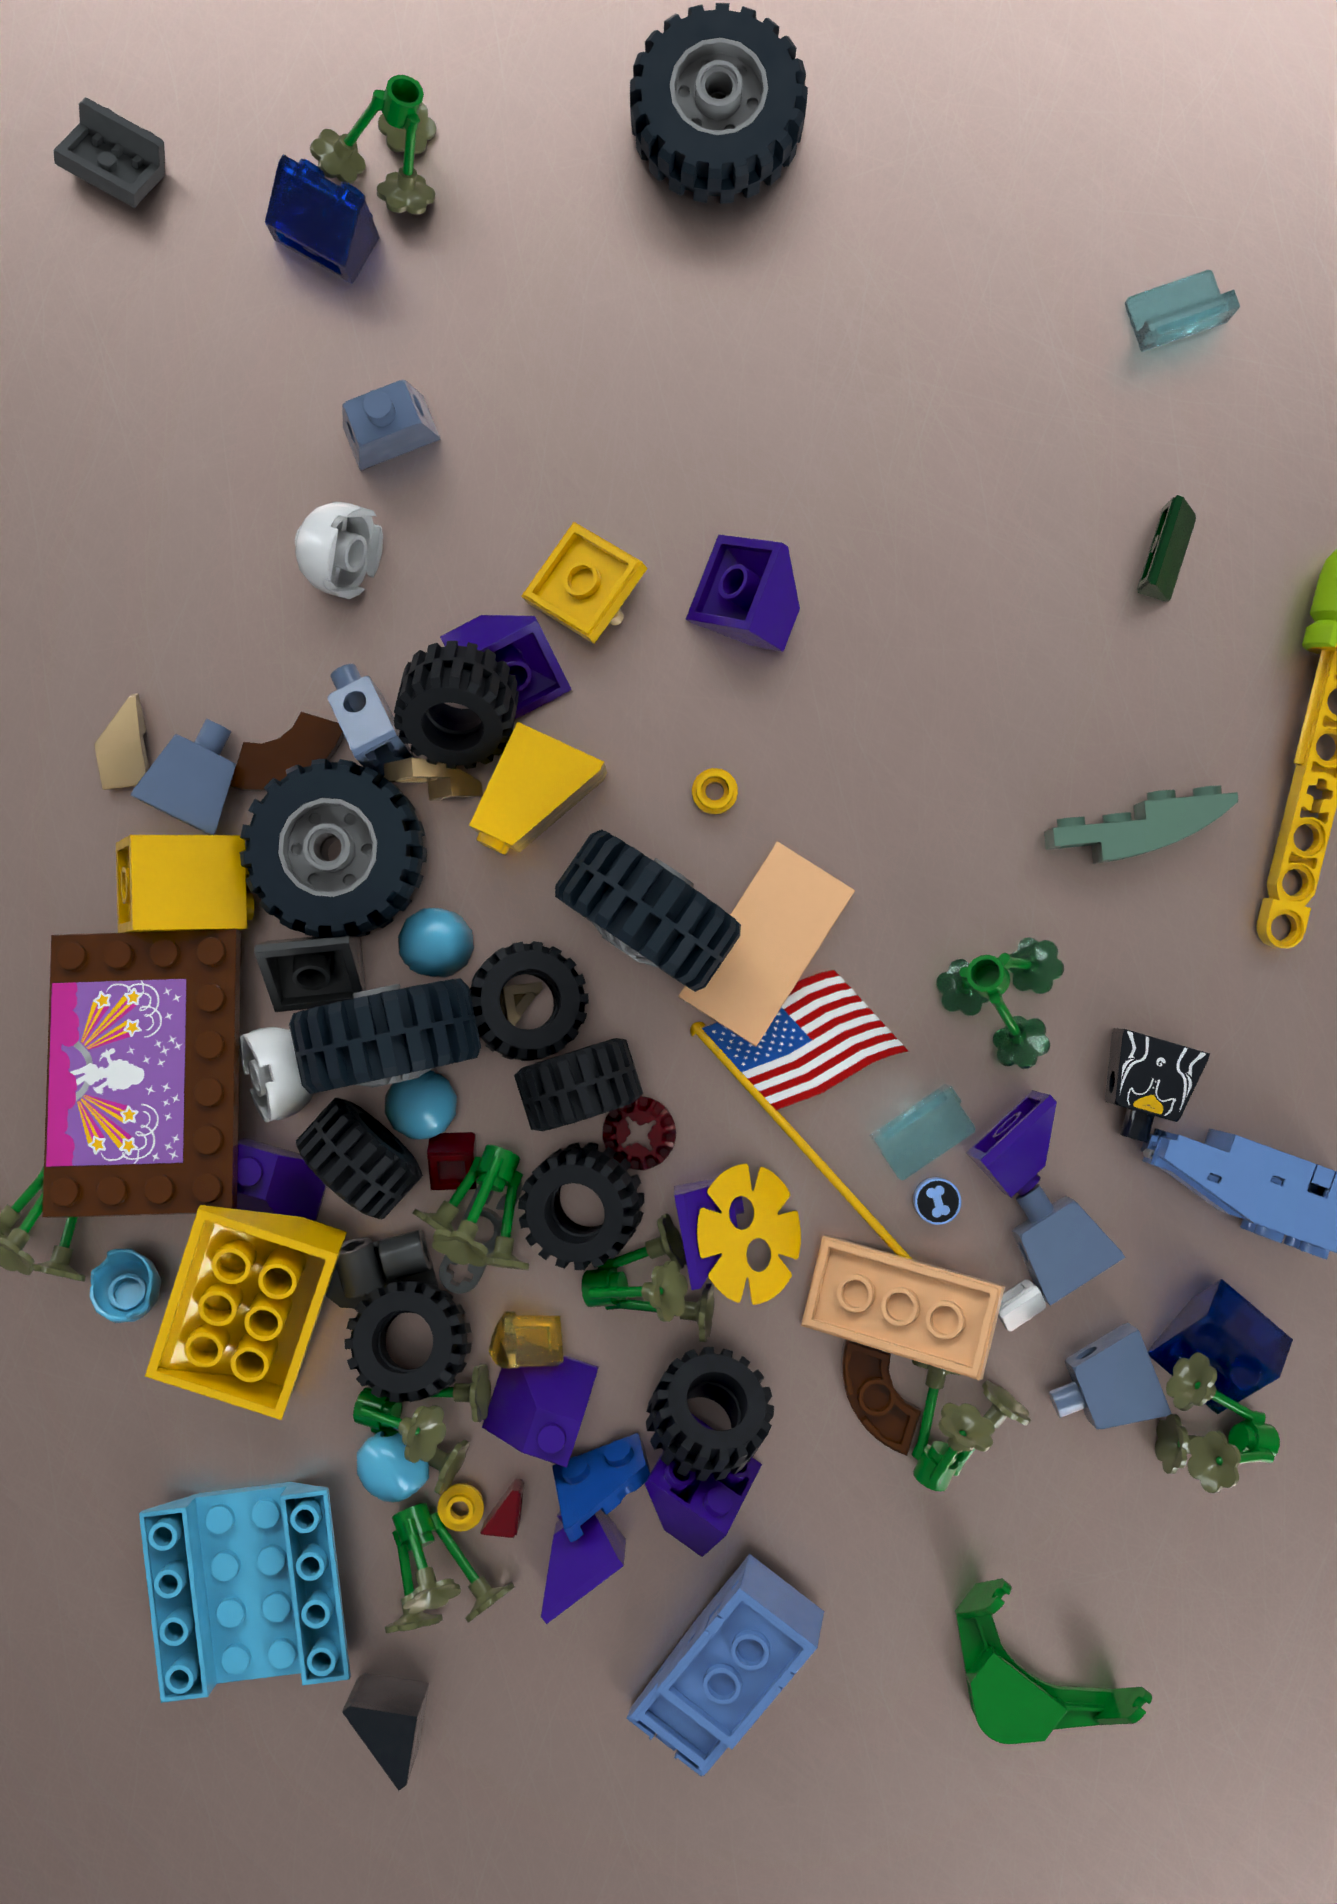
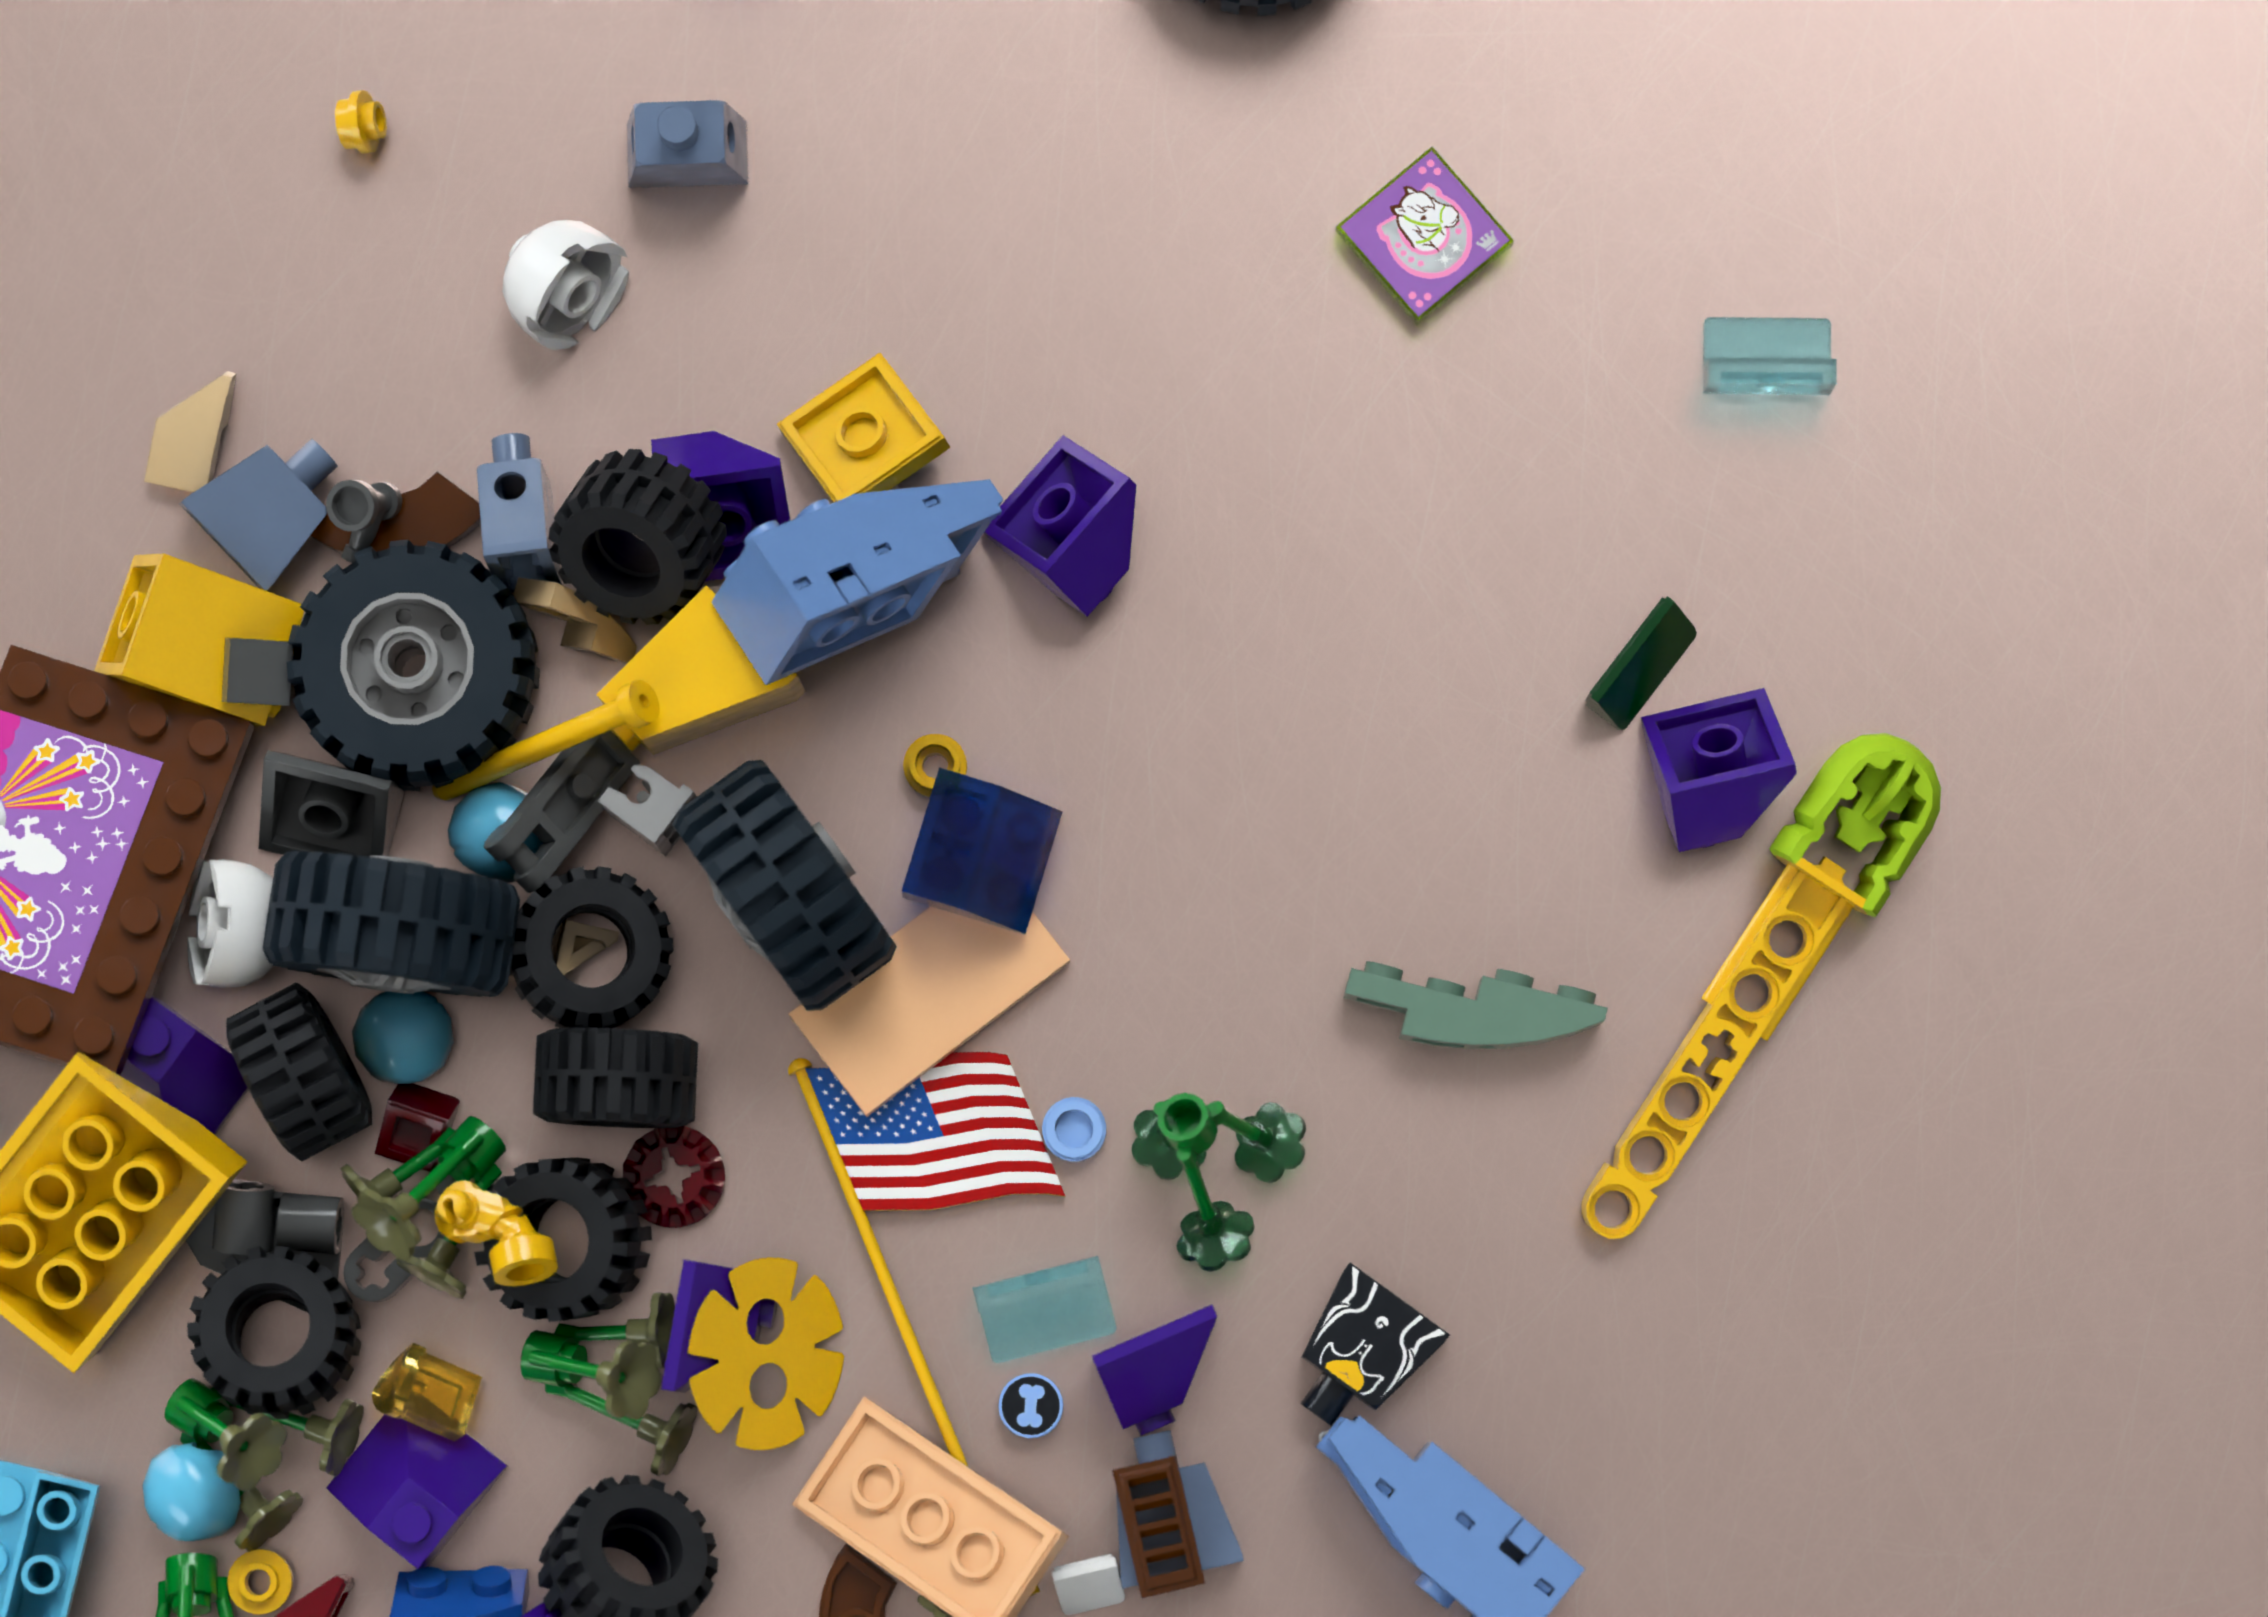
camera: 20 degrees right, 5 degrees down
(158, 489) = (360, 122): none -> yellow plate
(227, 893) = (256, 671): none -> dark grey tile
(258, 755) = (361, 509): none -> dark grey piece
(472, 909) = (560, 808): none -> dark grey plate
(499, 822) = (634, 705): none -> yellow bar
(517, 1216) = (475, 1216): none -> yellow arm
(540, 891) = (654, 813): none -> light grey hinge
(612, 676) = (848, 571): none -> medium blue piece
(771, 838) = (981, 851): none -> clear blue slope
(898, 1004) = (1074, 1129): none -> light blue tile
(915, 309) = (1424, 235): none -> tile
(1041, 1223) = (1145, 1473): none -> reddish brown slope
(1248, 601) = (1717, 766): none -> dark purple slope

